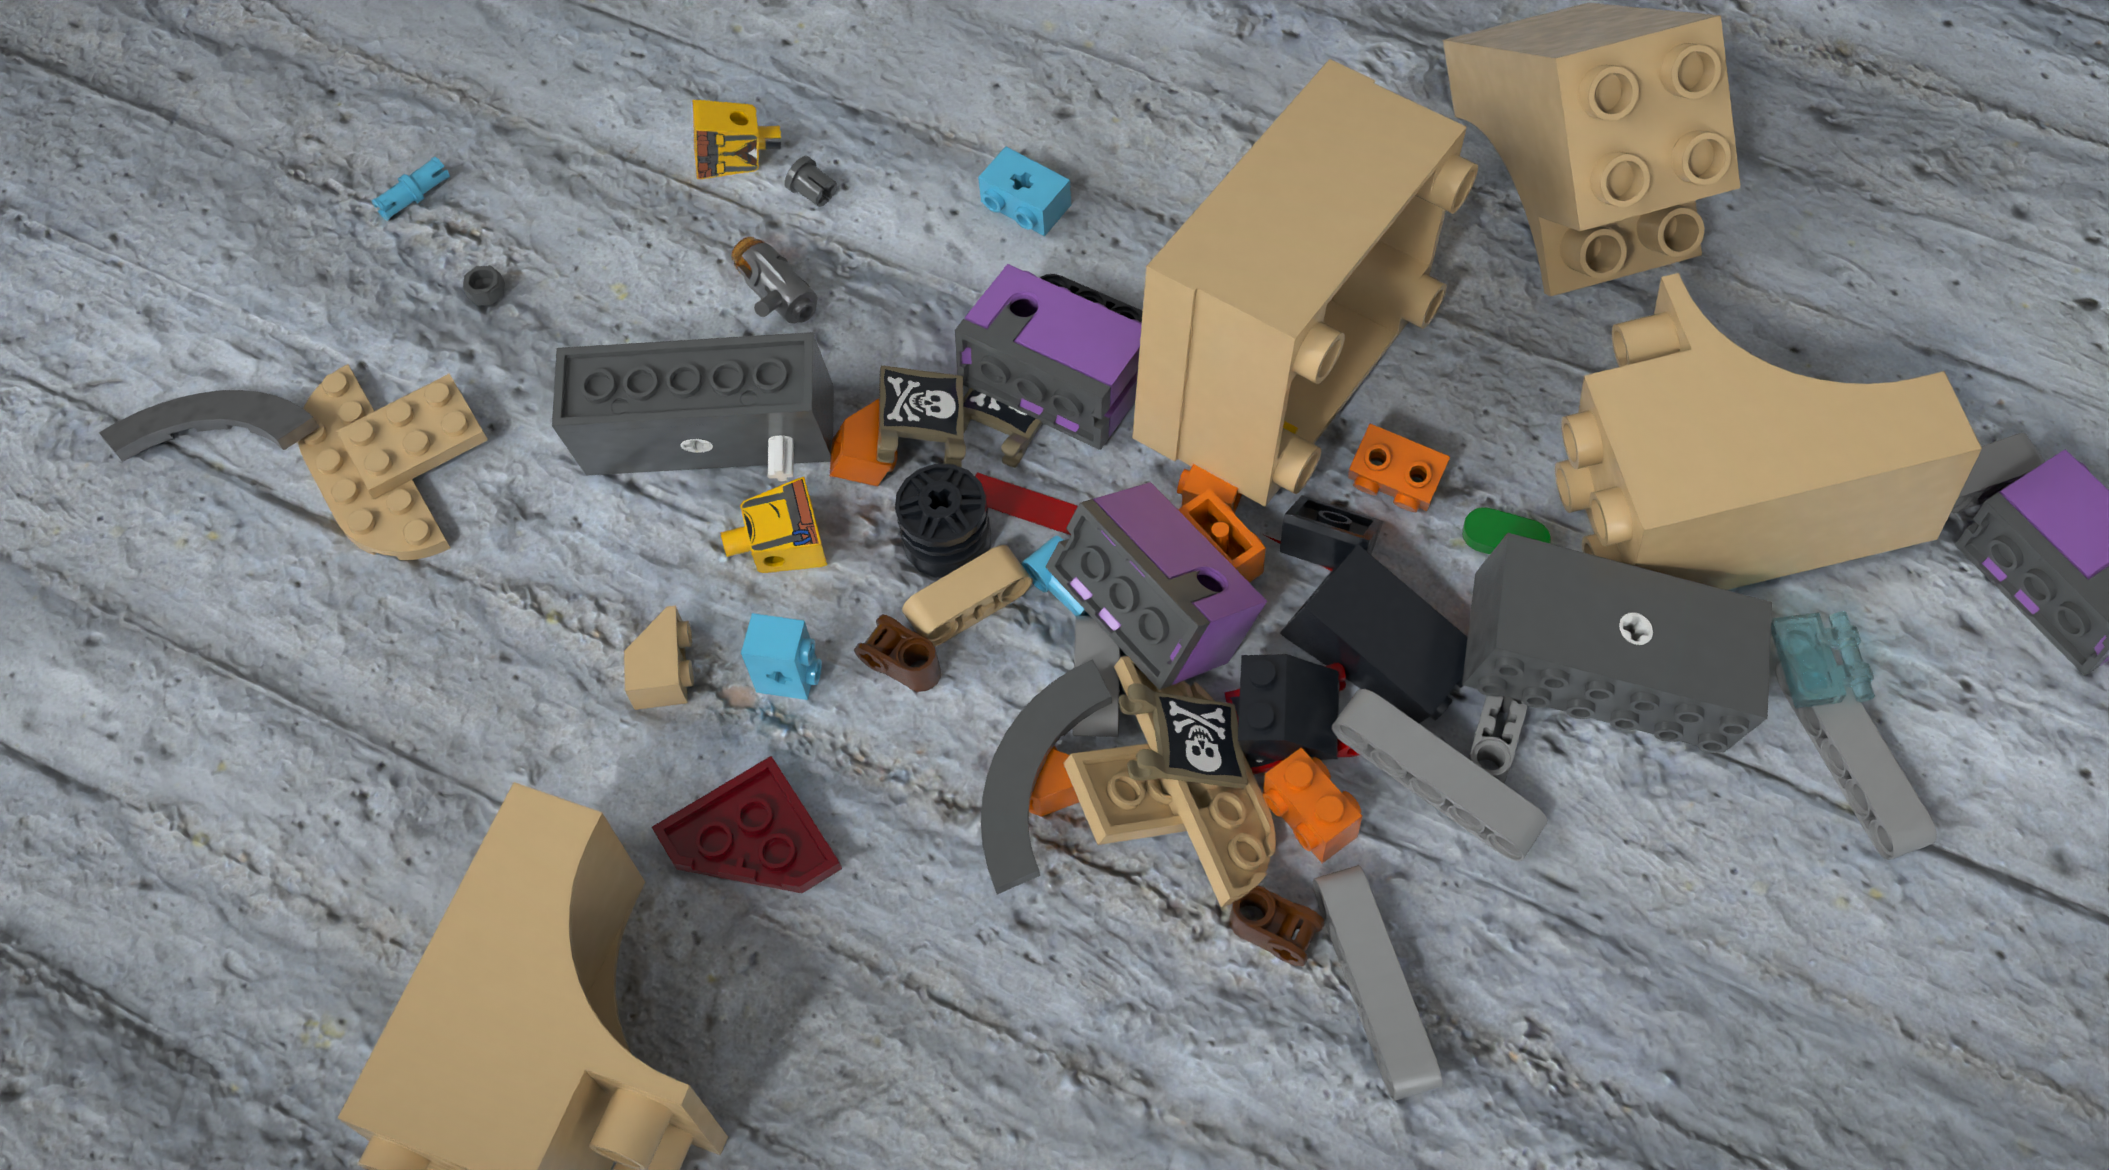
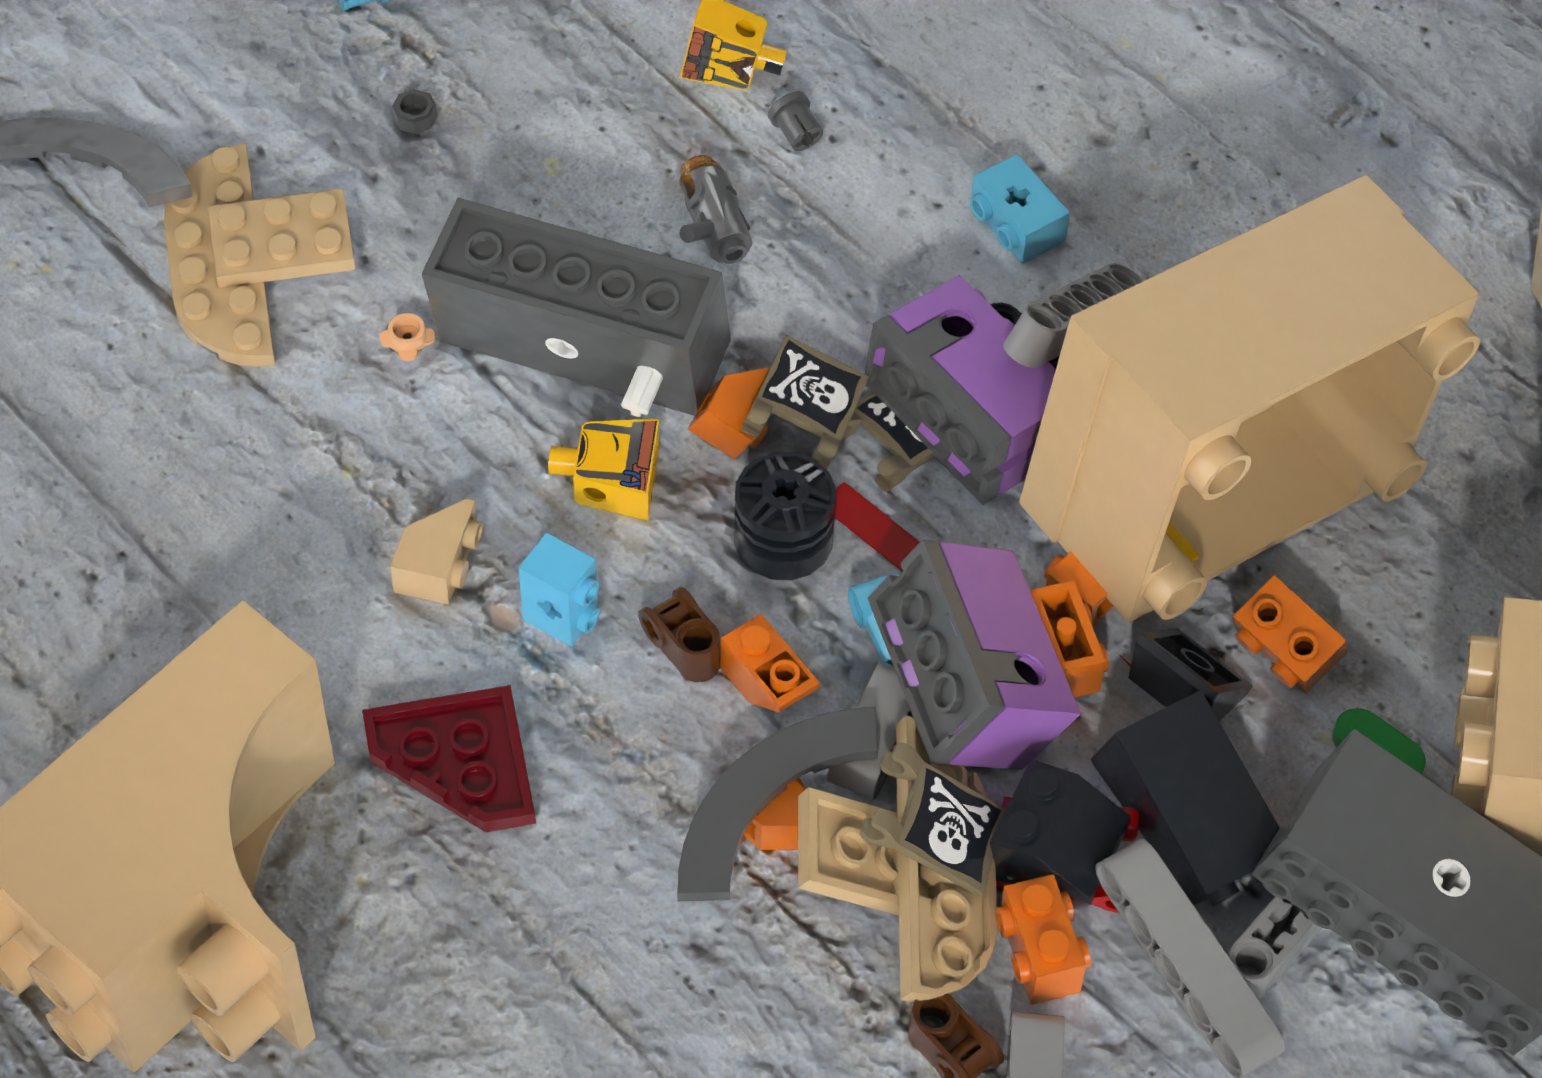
camera: 15 degrees right, 5 degrees down
(551, 473) = (405, 326): none -> light nougat plate
(967, 595) = (786, 597): tan beam -> none
(983, 658) = (765, 666): none -> orange slope
(1113, 265) = (1044, 323): none -> light grey beam

